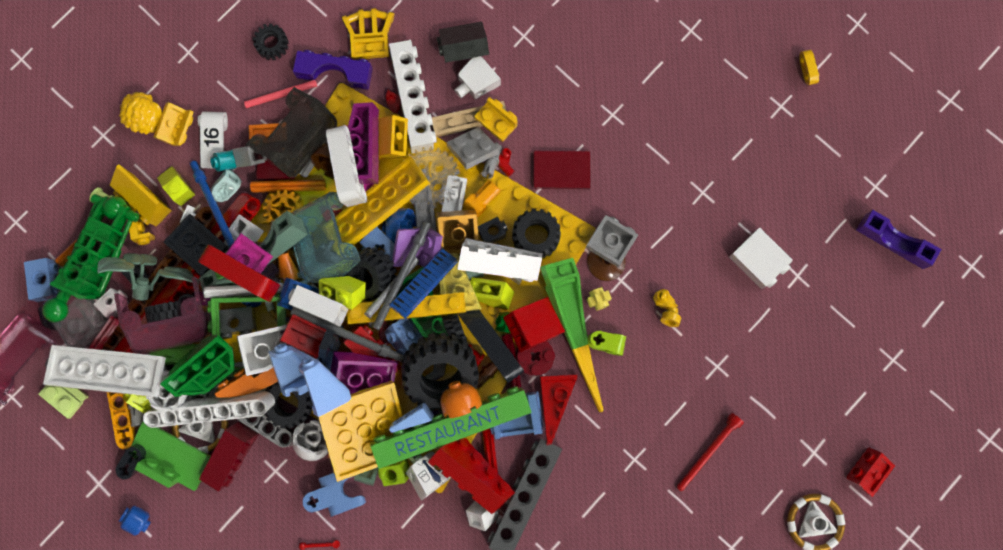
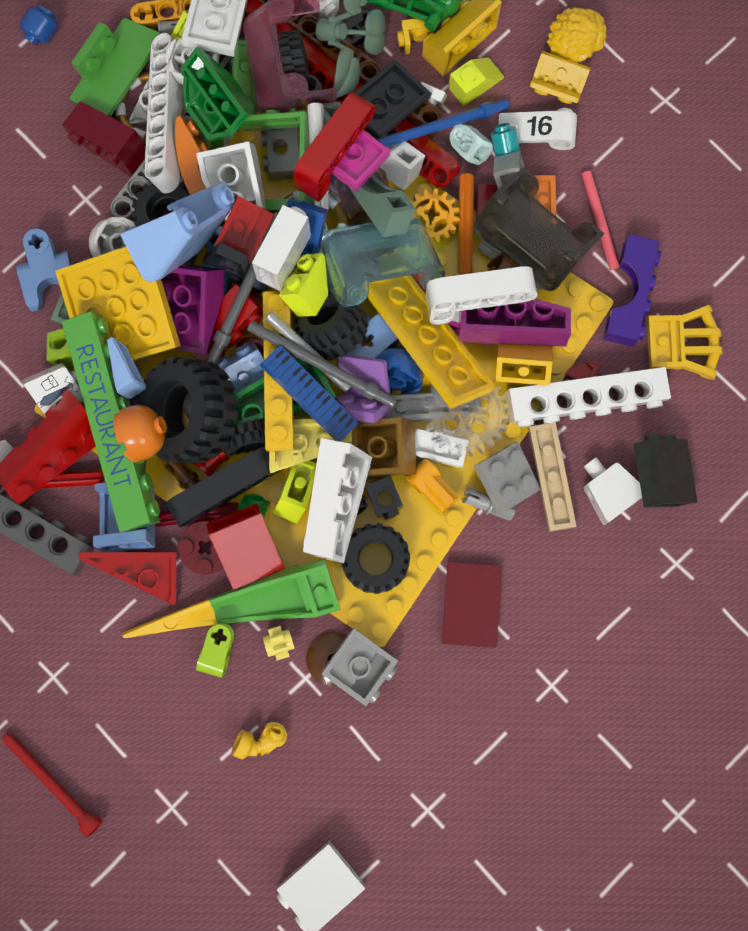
camera: 90 degrees right, 0 degrees up
(127, 460) = (115, 16): black beam -> none
(266, 32) = (682, 195): black tyre -> none
(287, 267) = (345, 215): orange cone -> none
(496, 119) = (546, 512): yellow bracket -> none
(504, 159) = (488, 522): red arm -> none

